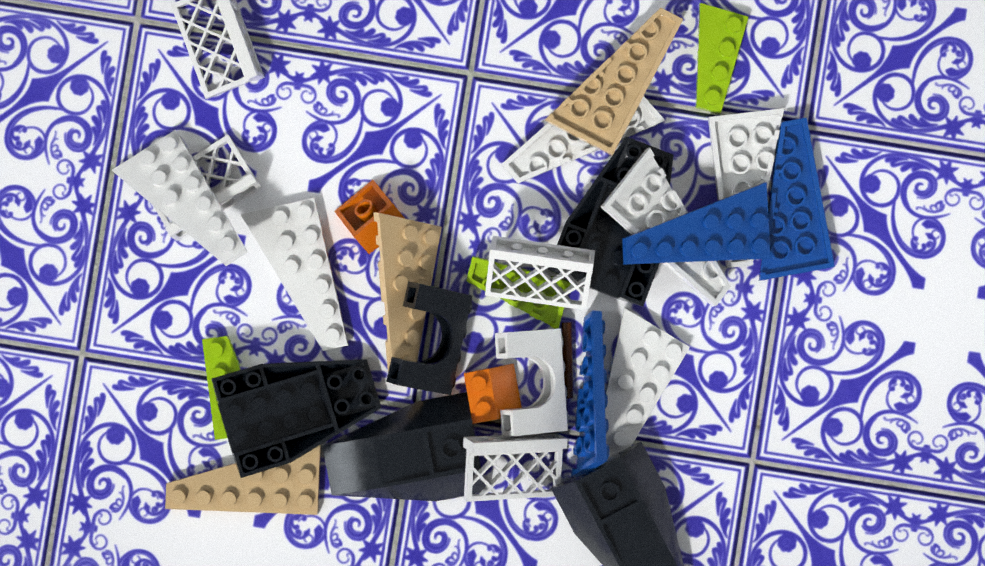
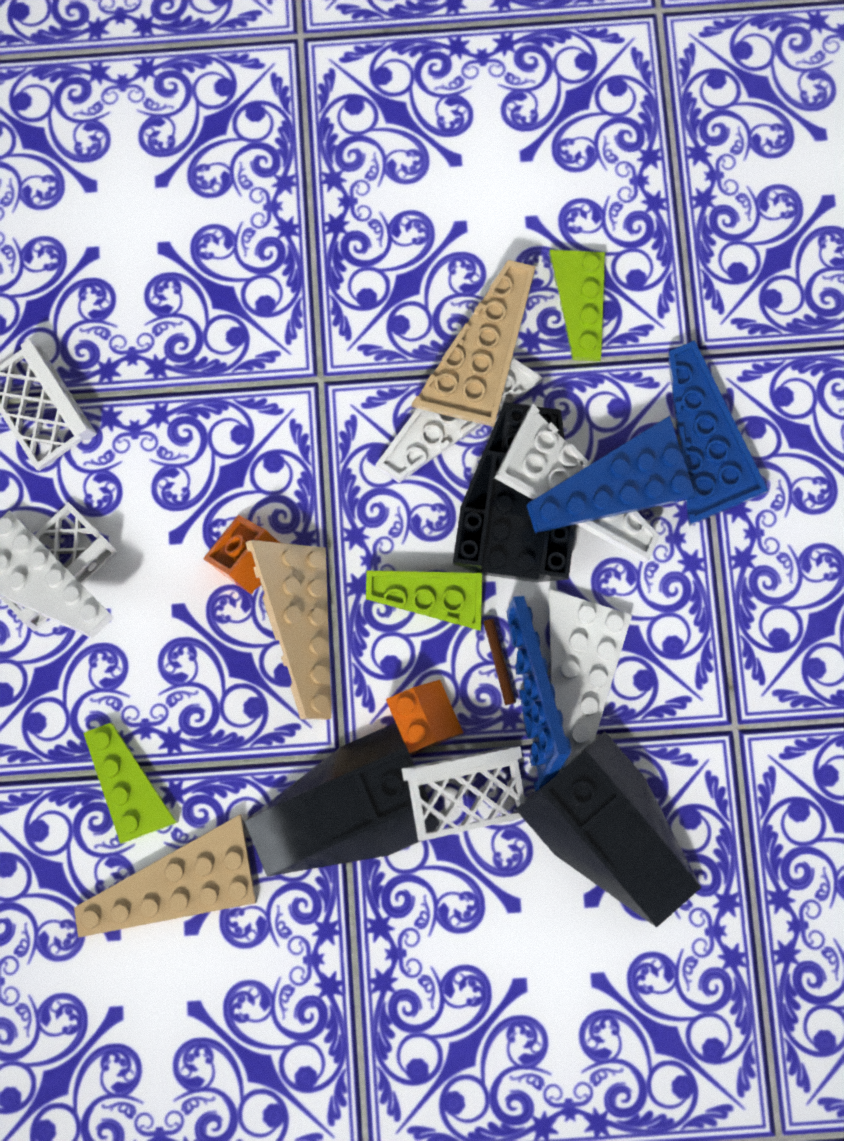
camera: 10 degrees left, 10 degrees down
(291, 408) = (198, 785): black wedge -> none
(298, 254) = (173, 615): white wing -> none
(439, 370) = (357, 636): black arch -> none
(541, 257) = (437, 546): white fence -> none
(549, 410) = (470, 653): white arch -> none
(743, 153) = (636, 394): white wing -> none

